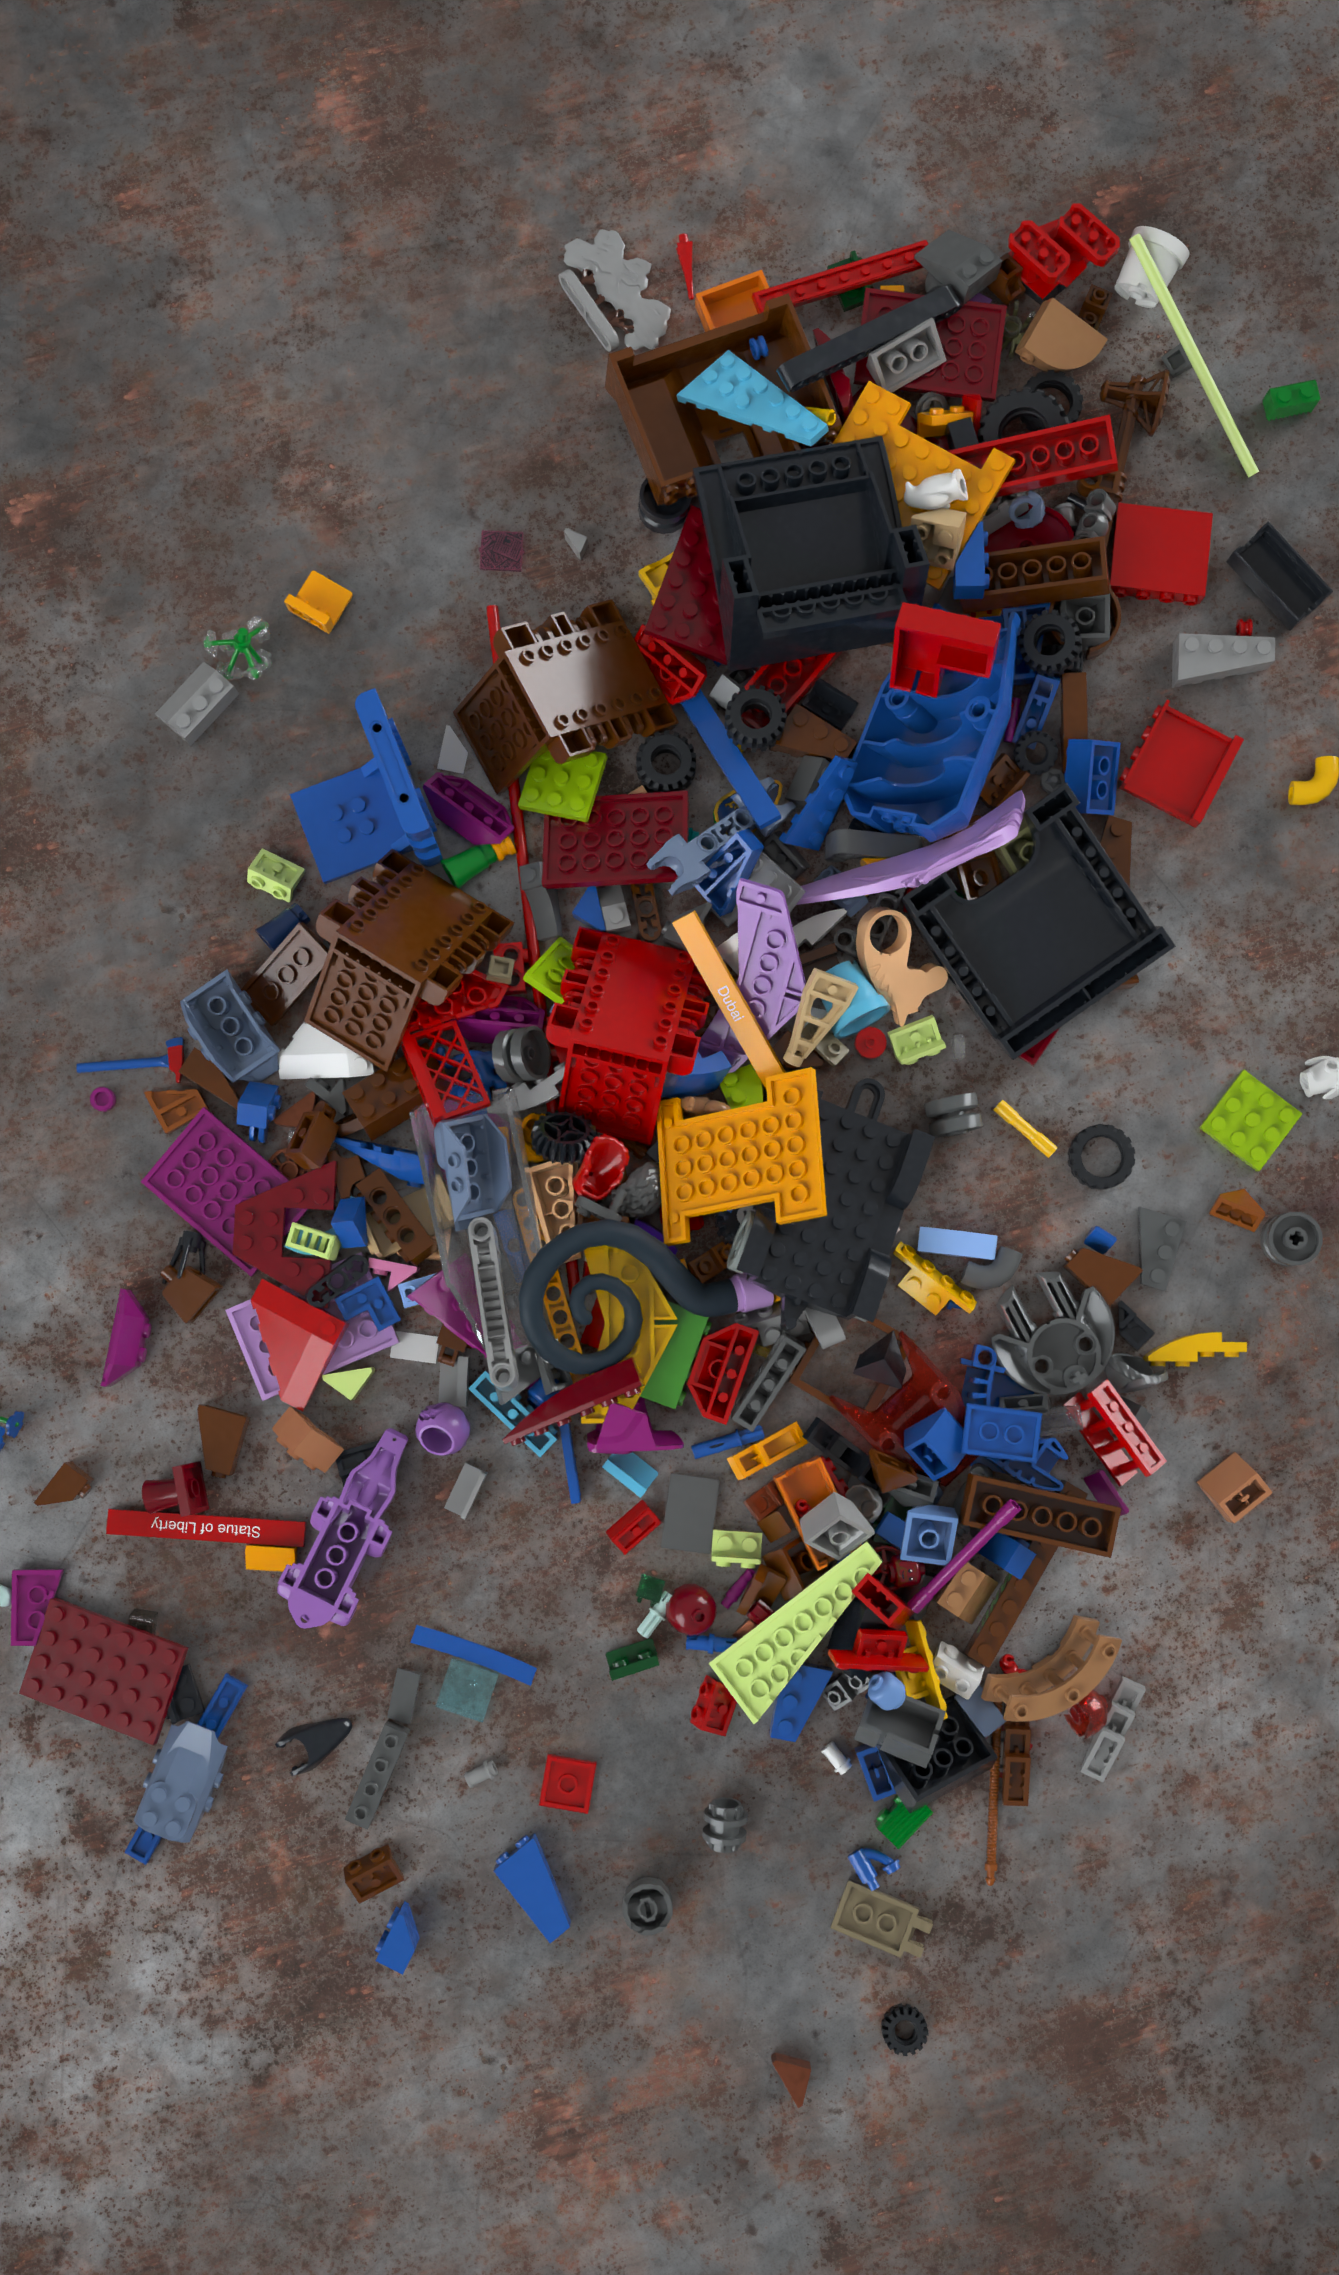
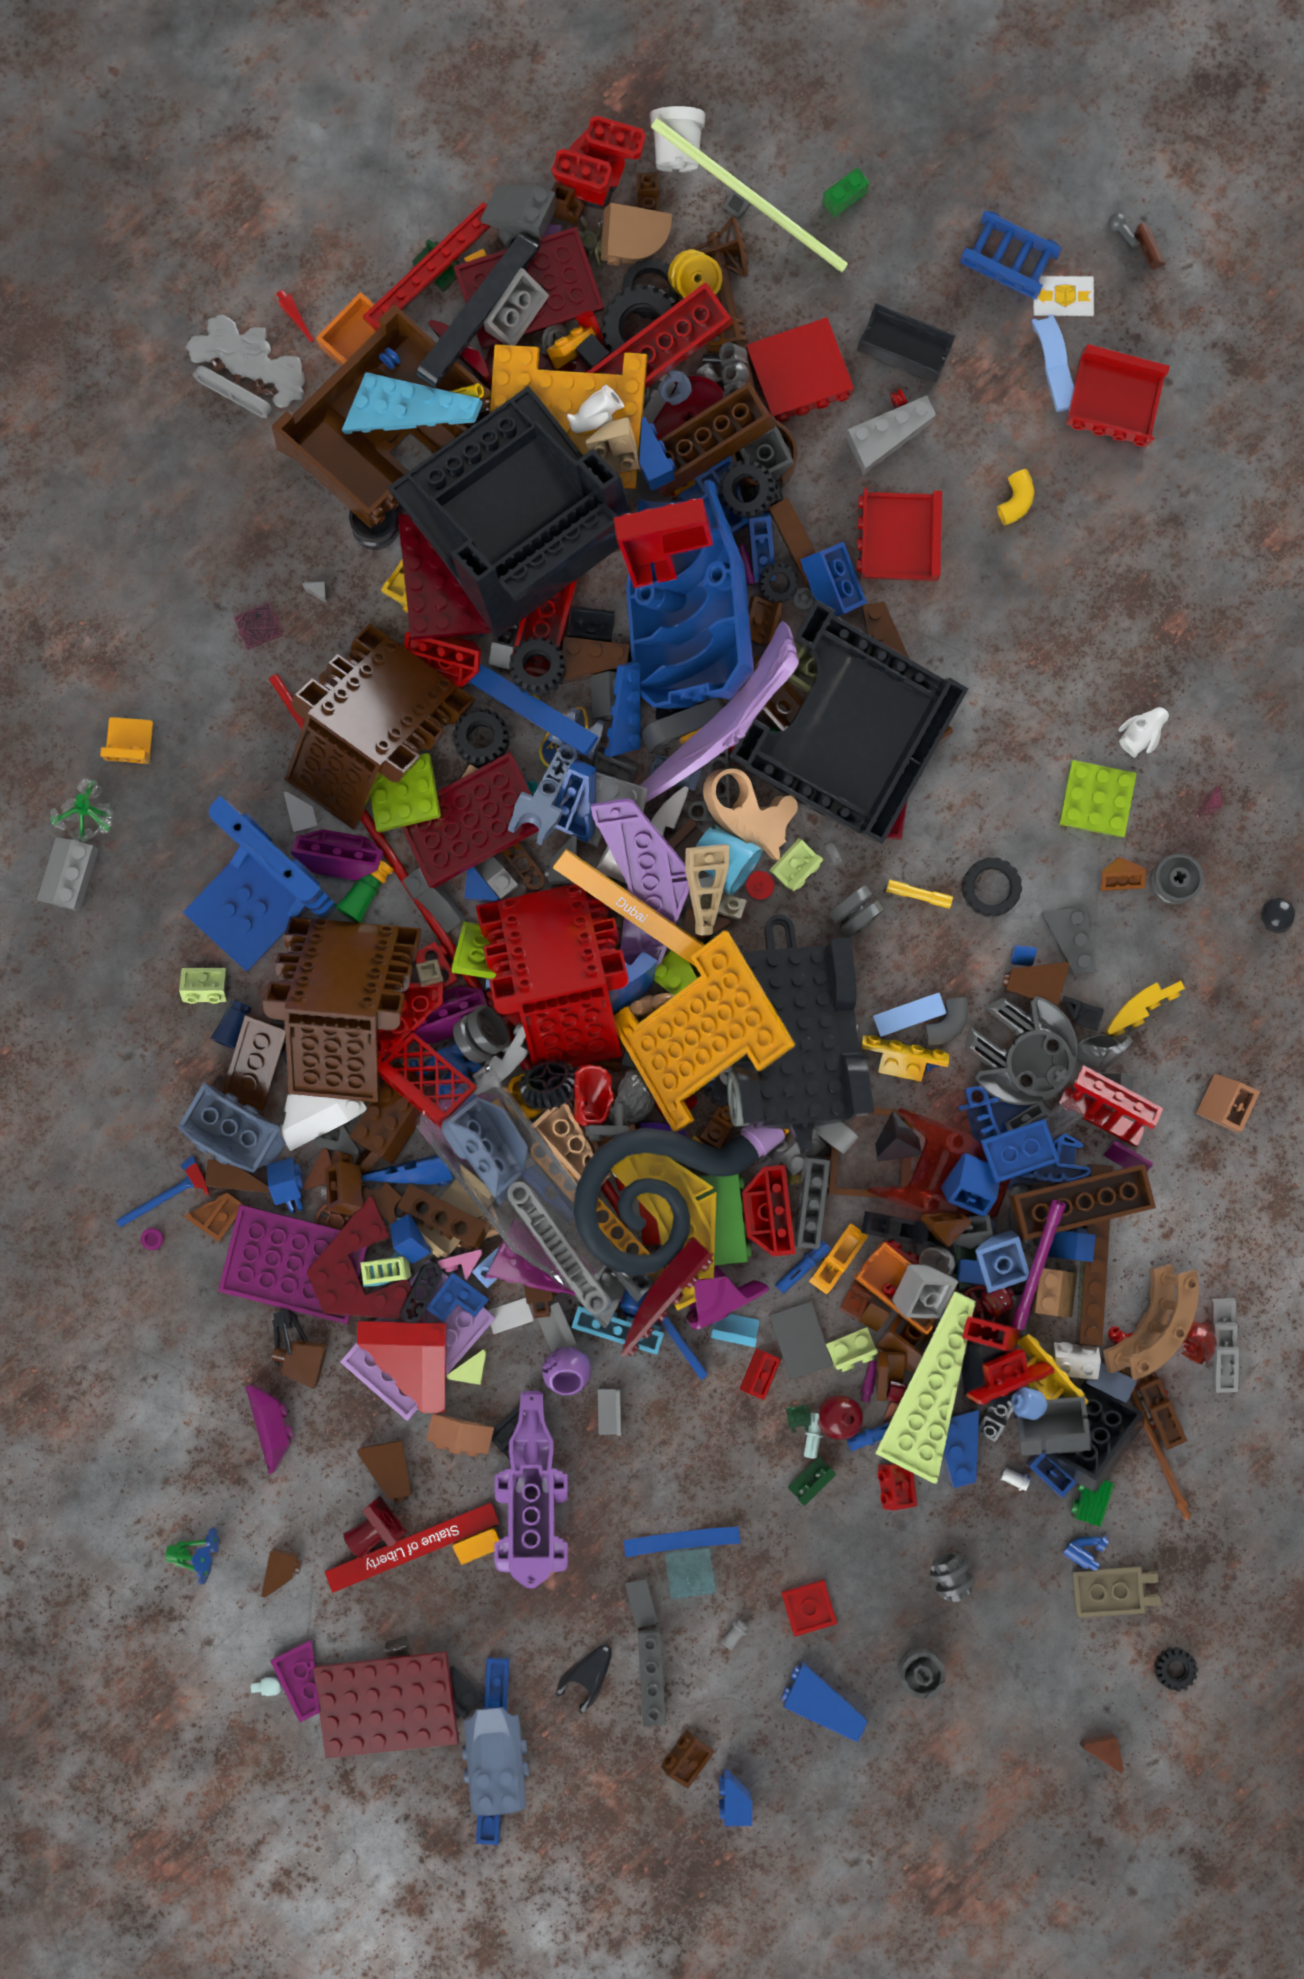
camera: 25 degrees left, 0 degrees up
(1104, 395) = (693, 269): none -> yellow wheel

